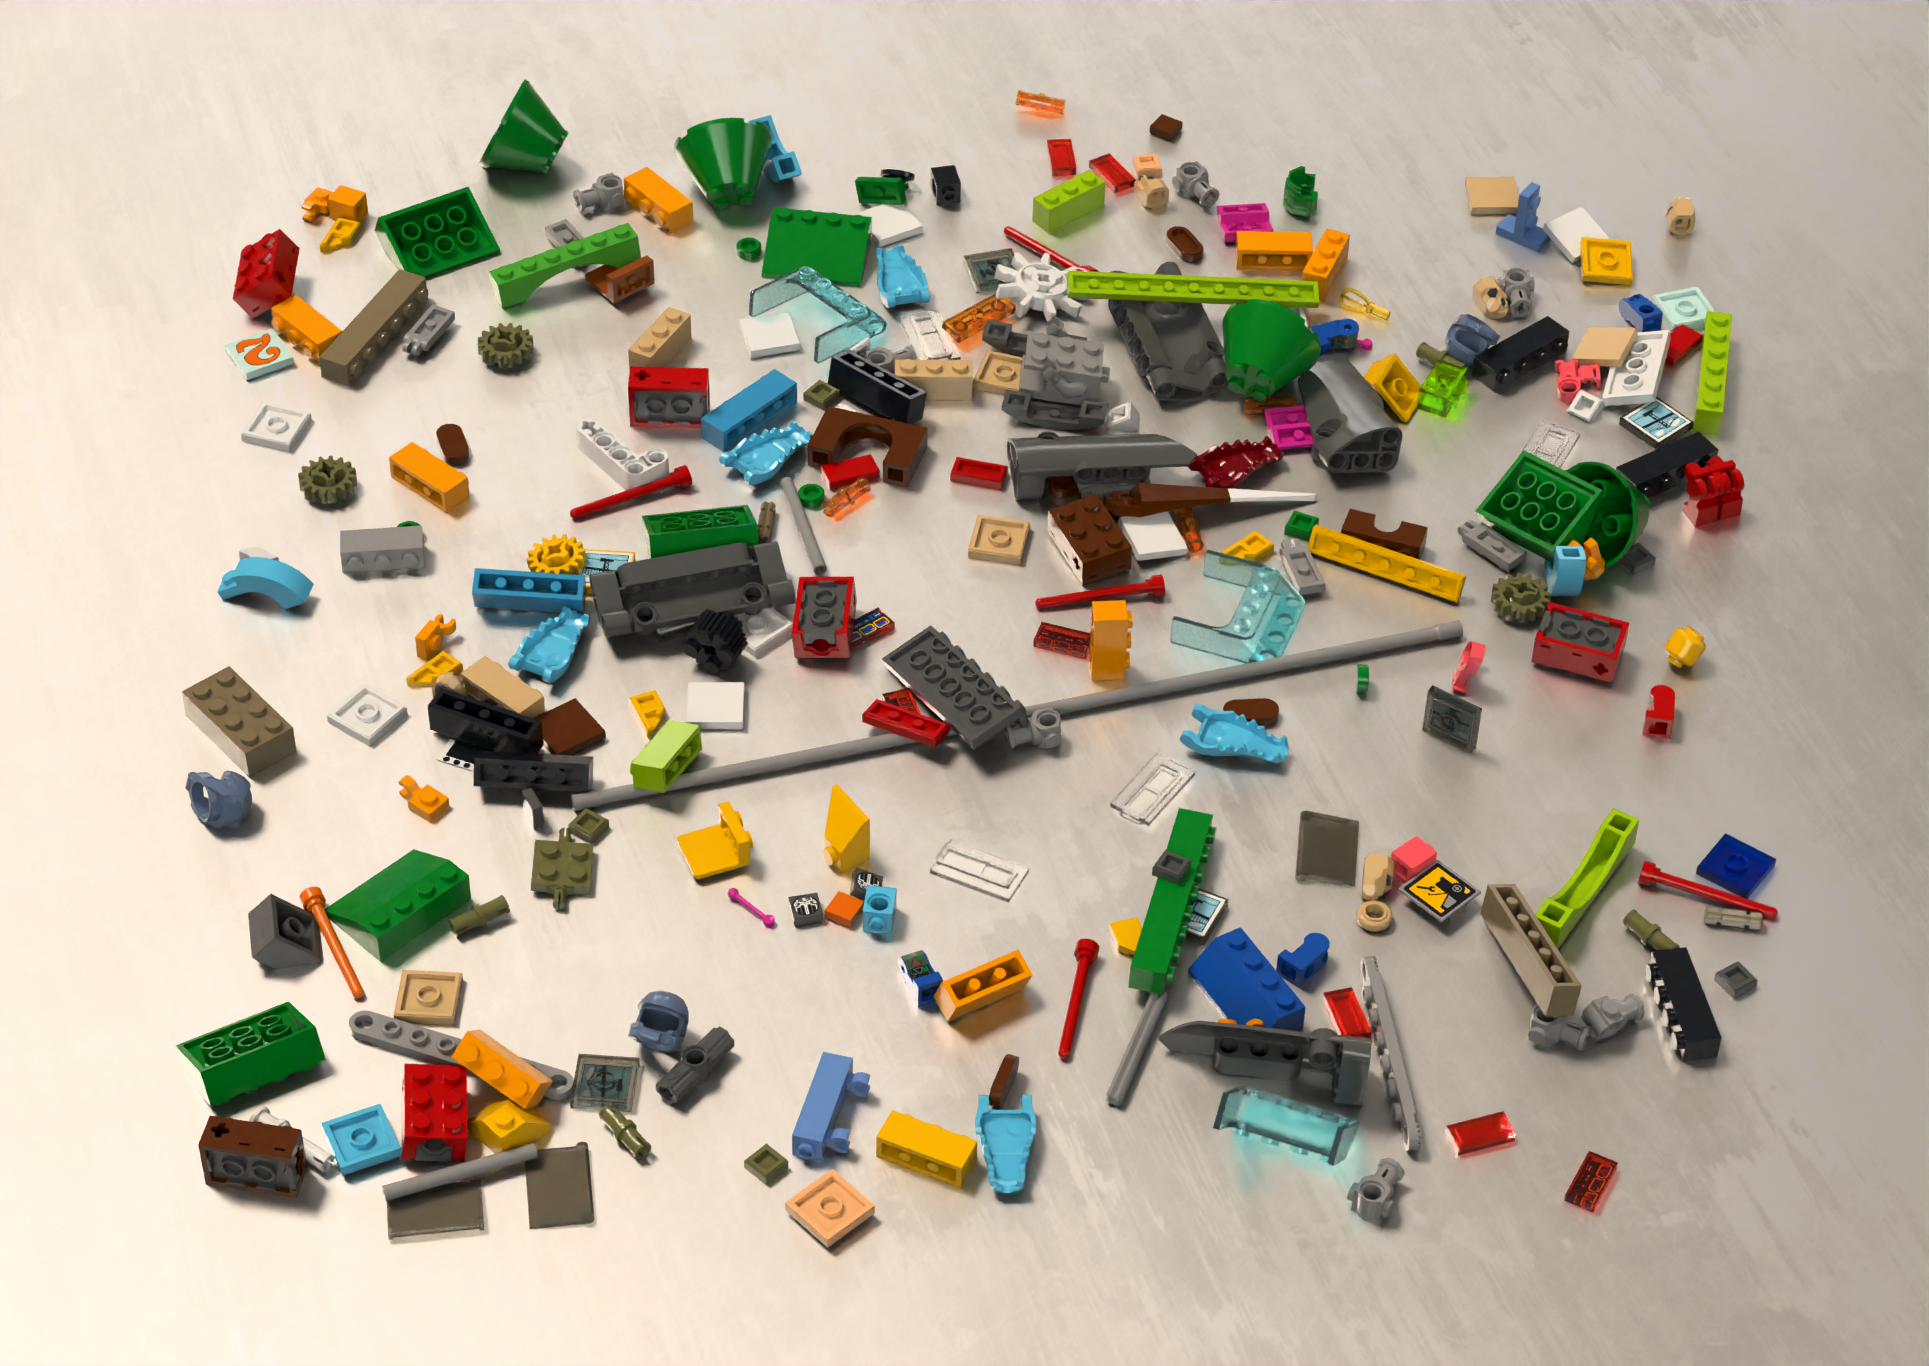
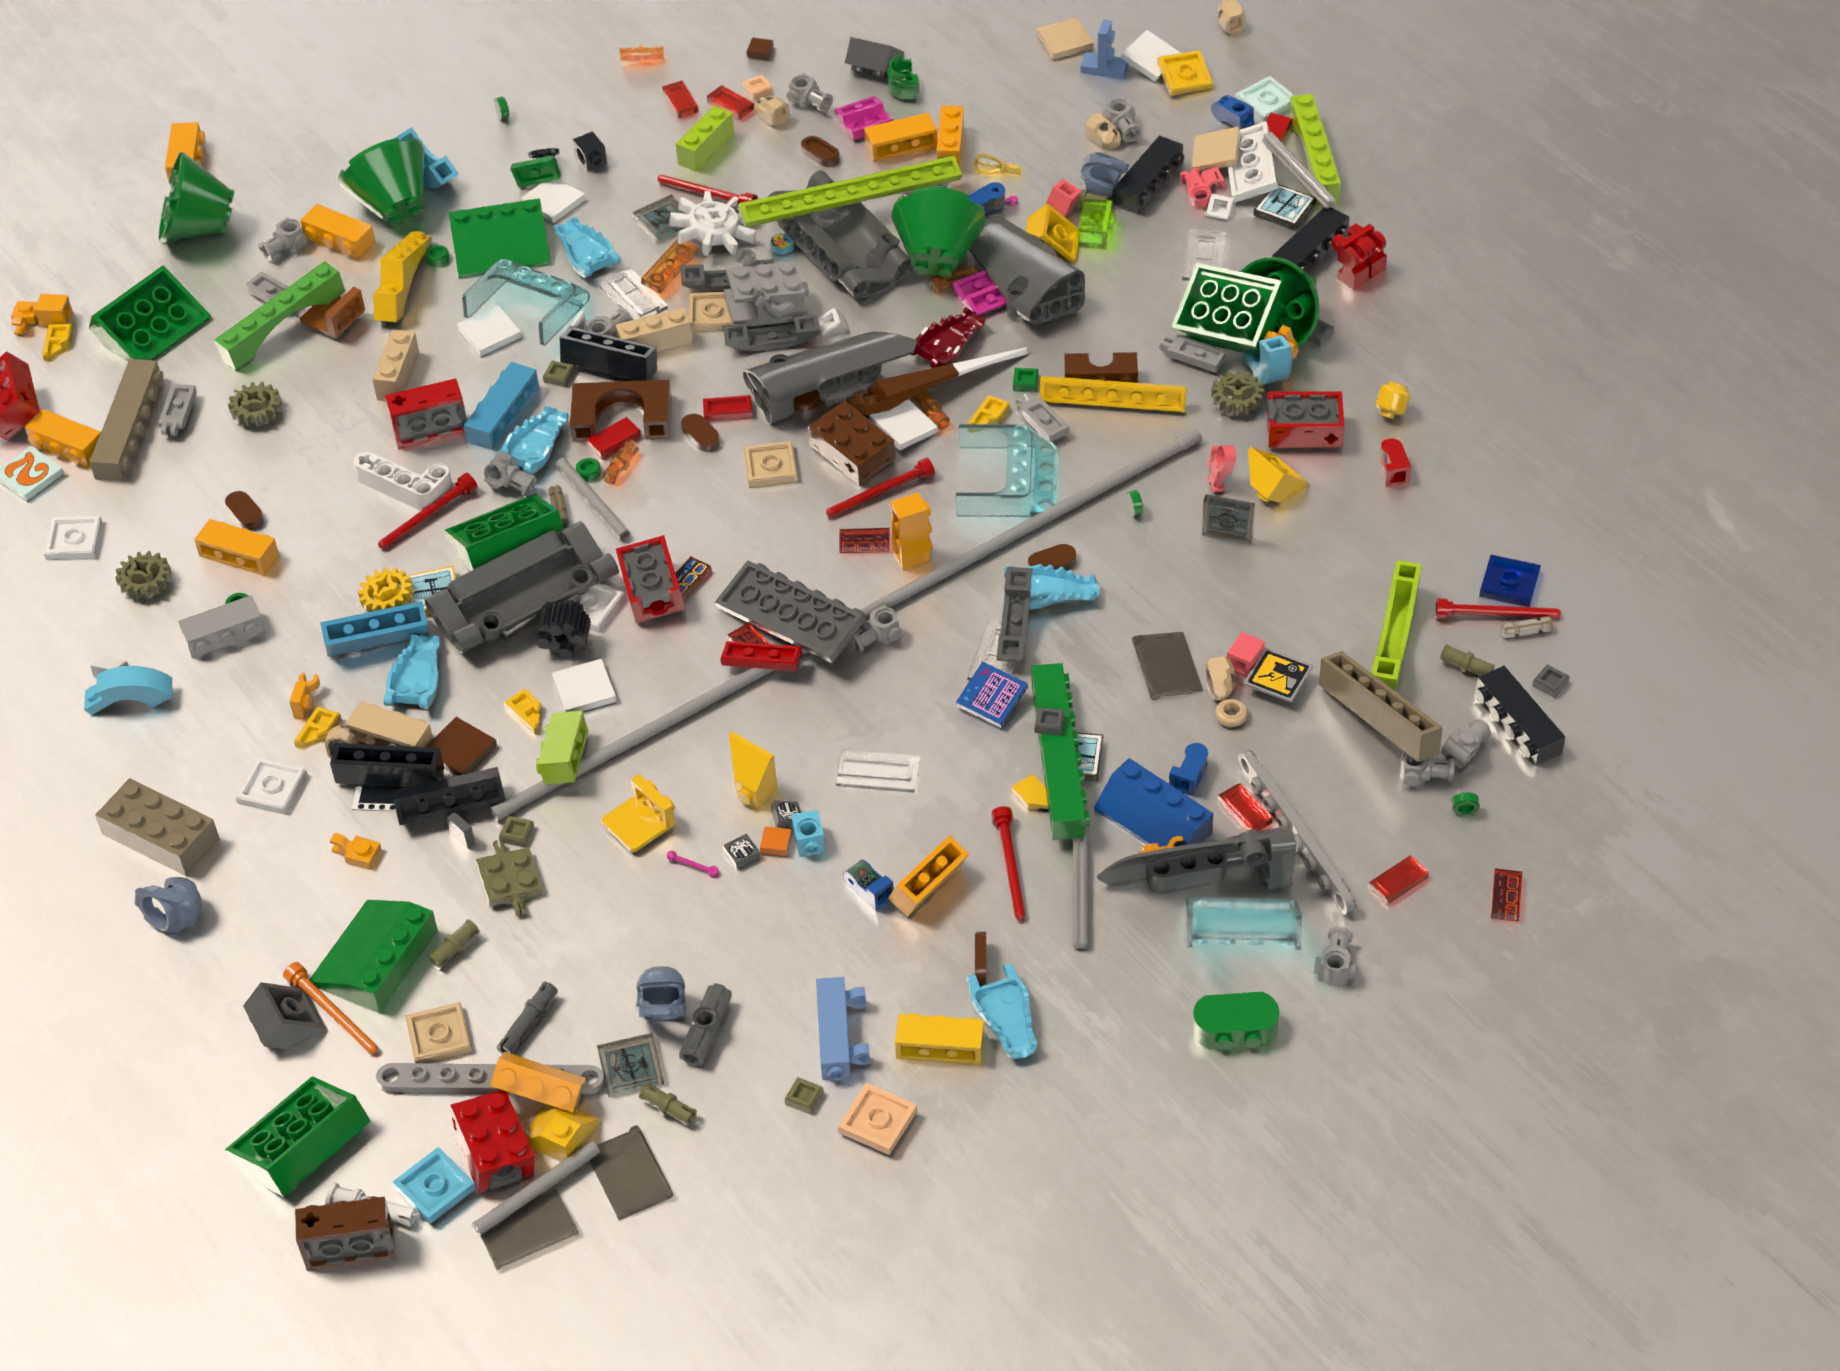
camera: 15 degrees left, 5 degrees up
(530, 1001) = (531, 1013): none -> dark grey pin
(545, 76) = (187, 139): none -> light orange brick
(696, 255) = (396, 273): none -> yellow arch
(724, 475) = (508, 475): none -> light grey connector
(874, 120) = (501, 107): none -> green tile
(940, 489) = (700, 432): none -> reddish brown tile
(1104, 326) = (781, 244): none -> tile
(1128, 827) = (992, 694): none -> blue tile
(1185, 754) = (1015, 614): none -> dark grey slope
(1242, 1221) = (1235, 1020): none -> green brick
(1275, 161) = (870, 56): none -> dark grey slope
(1417, 353) = (1064, 197): none -> coral brick
(1521, 690) = (1273, 476): none -> yellow slope
(1585, 1076) = (1465, 803): none -> green tile
(1681, 388) = (1299, 170): none -> light grey axle

